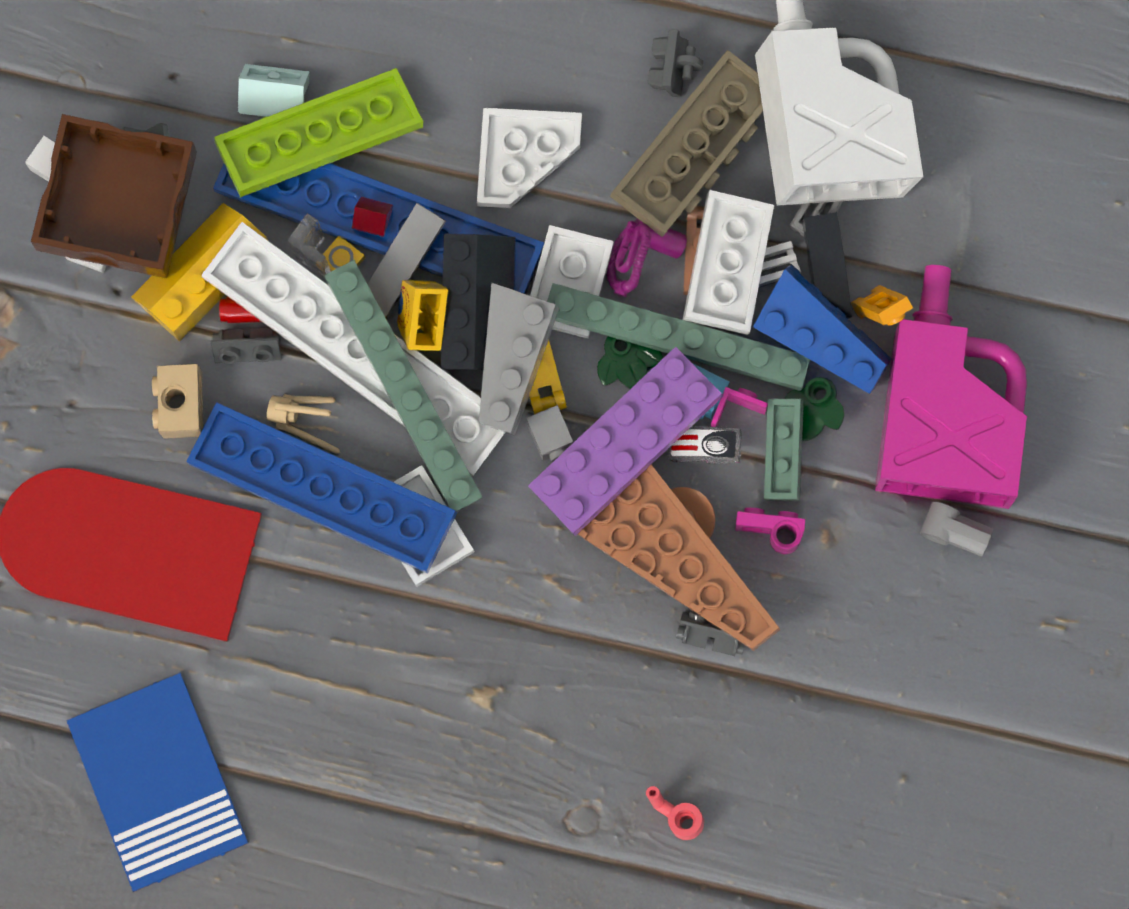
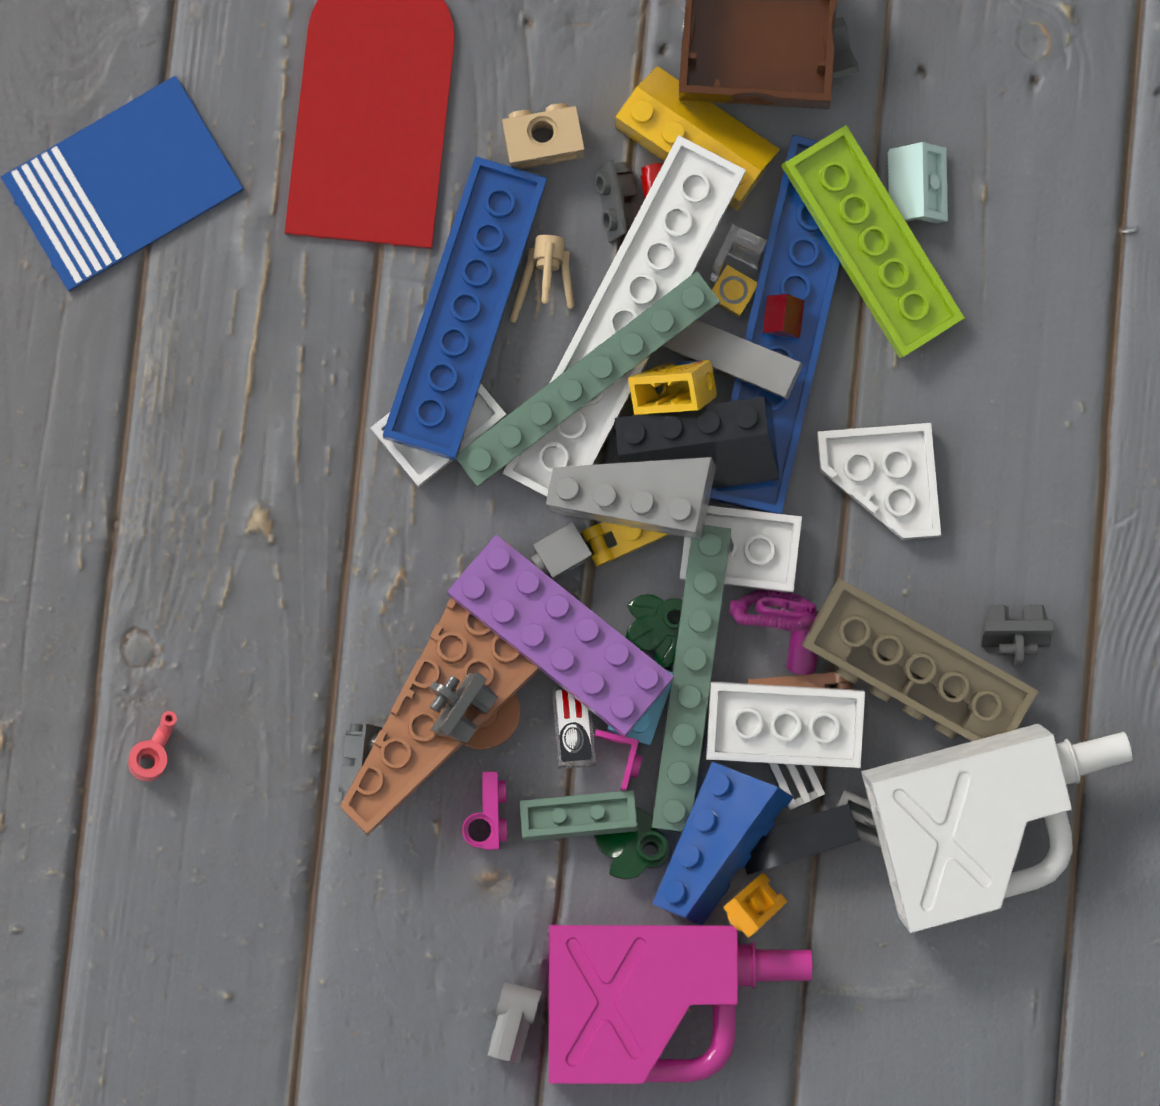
camera: 75 degrees right, 5 degrees up
(673, 534) = (470, 692): none -> dark grey hips

